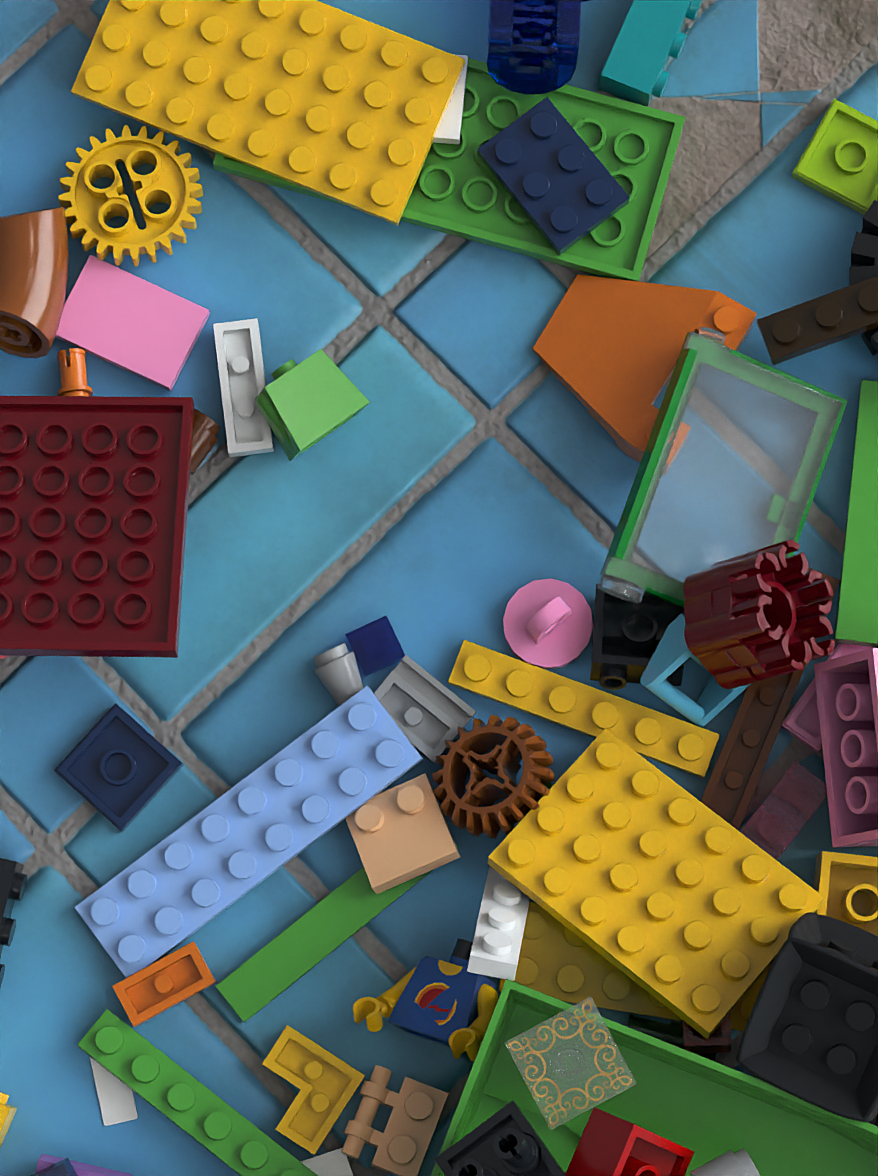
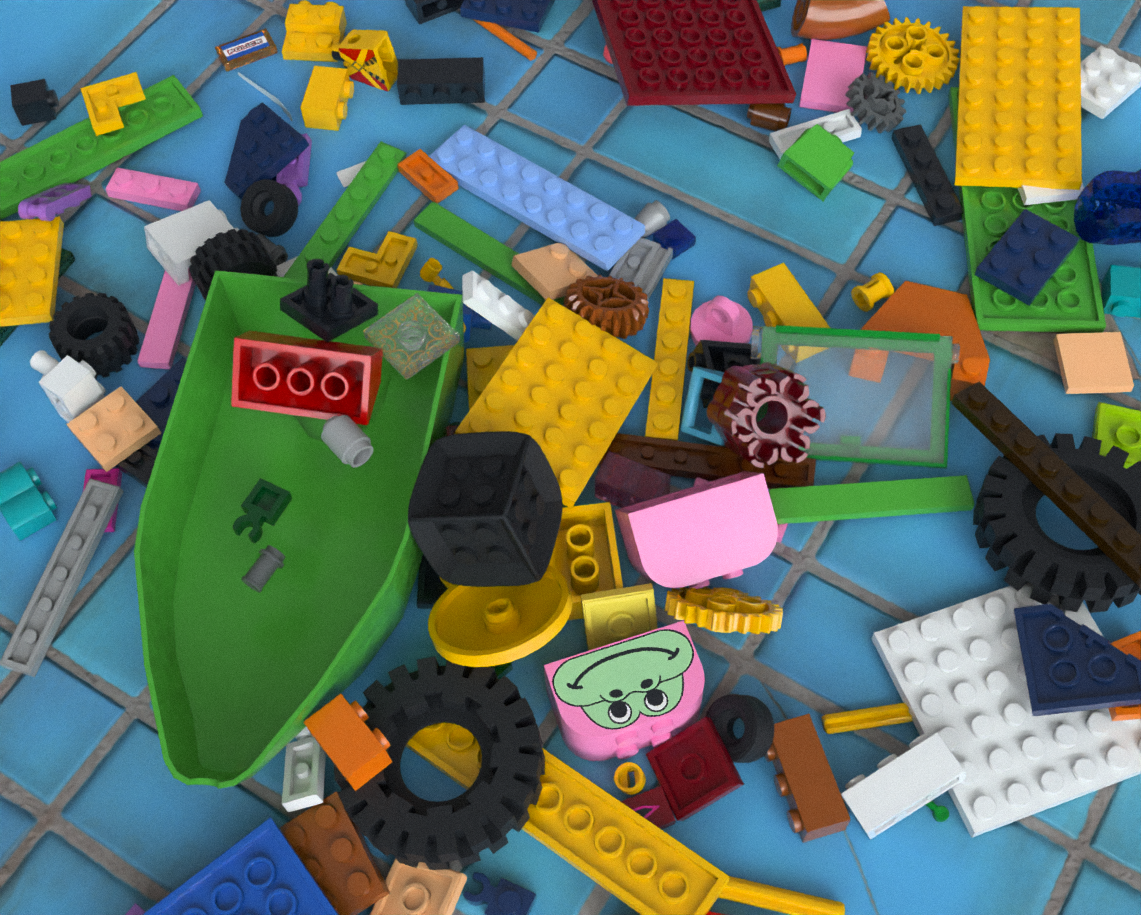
camera: 75 degrees right, 20 degrees down
(118, 767) = (556, 130): dark blue tile -> none
(215, 282) = (875, 102): none -> dark grey gear
(353, 252) = (927, 175): none -> black plate
(535, 391) = (872, 291): none -> yellow bush
(553, 525) = (783, 299): none -> yellow brick
(734, 155) = (1093, 363): none -> light nougat tile

